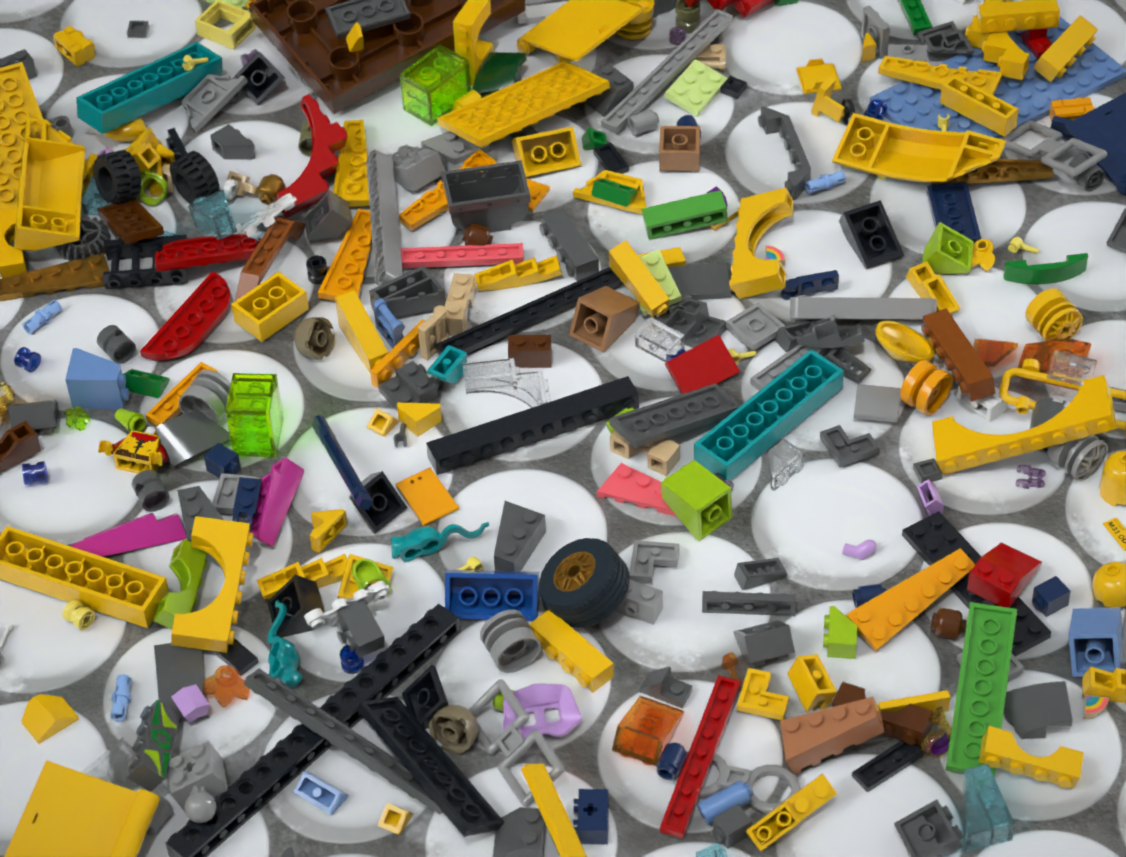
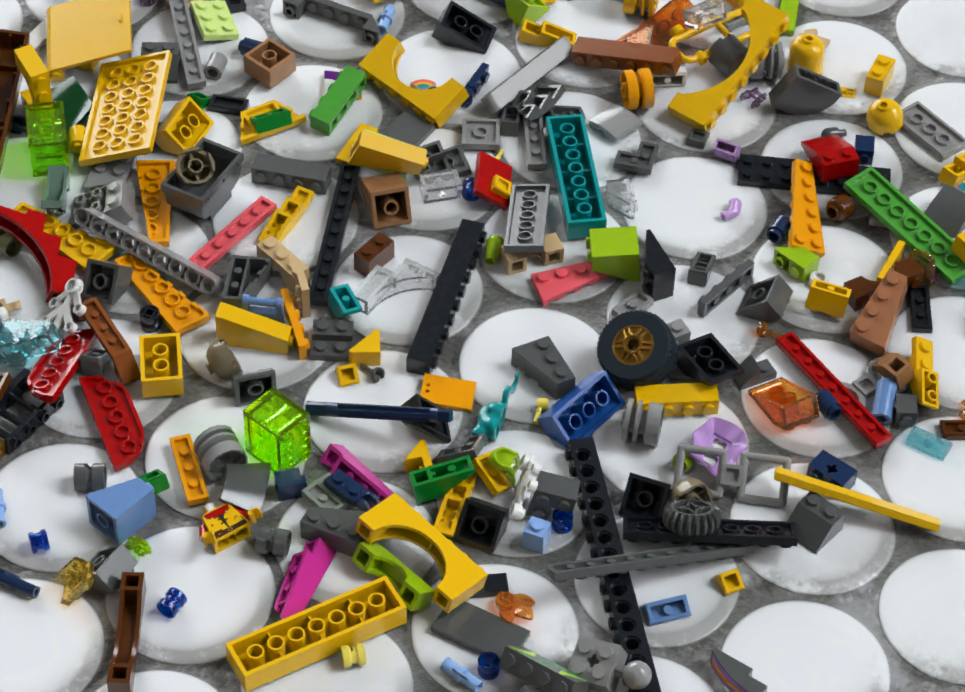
camera: 55 degrees left, 0 degrees up
(130, 420) = (180, 514): lime cone -> none
(140, 703) = (488, 659): none -> clear blue wheel
(191, 702) = (517, 632): lavender piece -> none
(233, 266) = (93, 362): none -> dark grey slope
(269, 188) = (30, 295): pearl gold head -> none
(283, 654) = (517, 553): teal animal -> none
(303, 373) = (252, 385): none -> dark grey slope
(308, 546) = (437, 479): none -> green slope
(315, 650) = (537, 534): none -> light blue brick
(361, 547) = (470, 446): none -> dark grey plate
(385, 135) = (56, 190): none -> sand green arch
(421, 739) = (691, 517): none -> dark grey gear
(473, 176) = (194, 167): none -> dark tan cylinder
(477, 235) = (223, 214): reddish brown head -> none
(631, 640) = (707, 360): none -> black slope
(698, 377) = (501, 186): none -> yellow tile
(708, 536) = (657, 270): none -> black slope
(756, 699) = (812, 334): yellow plate -> none
(765, 785) = (895, 367): none -> medium nougat slope
(840, 665) = (820, 275): none -> white tile
(903, 342) = (583, 76): yellow dish -> none
(1048, 562) = (832, 131): none -> dark grey cylinder
(1066, 504) = (804, 92): none -> dark grey brick
(1095, 639) = (922, 151): medium blue slope -> none

